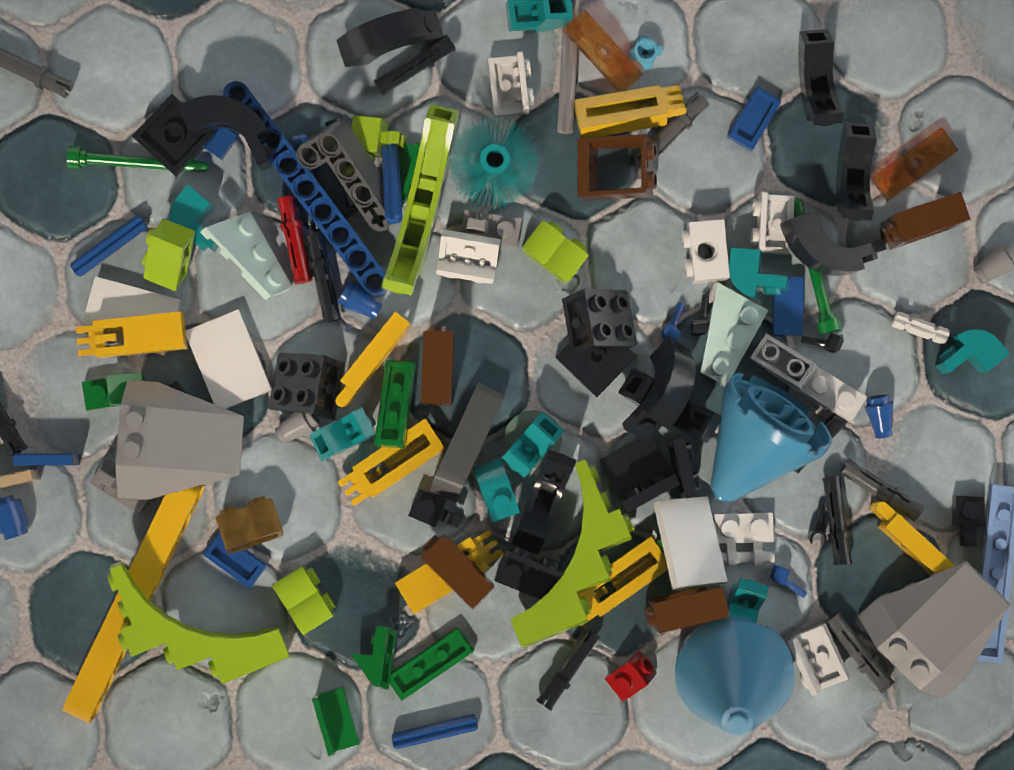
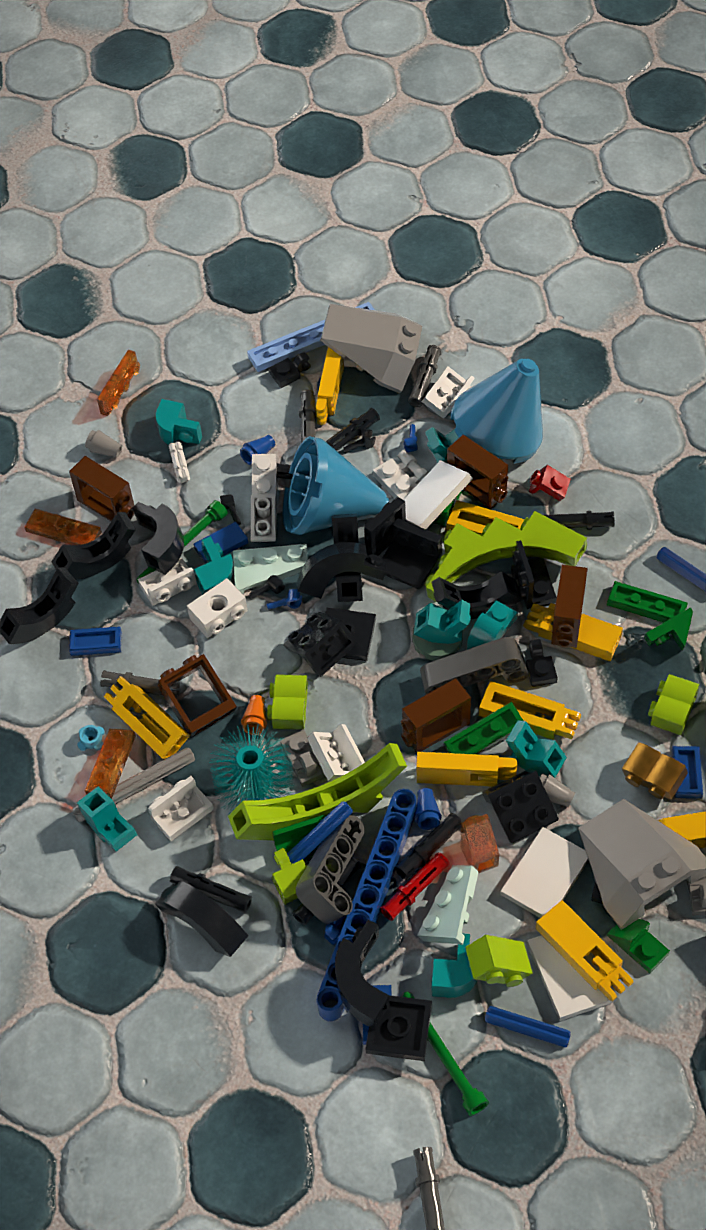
camera: 115 degrees left, 30 degrees down
(287, 317) = (479, 843): none -> clear orange slope
(563, 212) = (254, 715): none -> orange cone

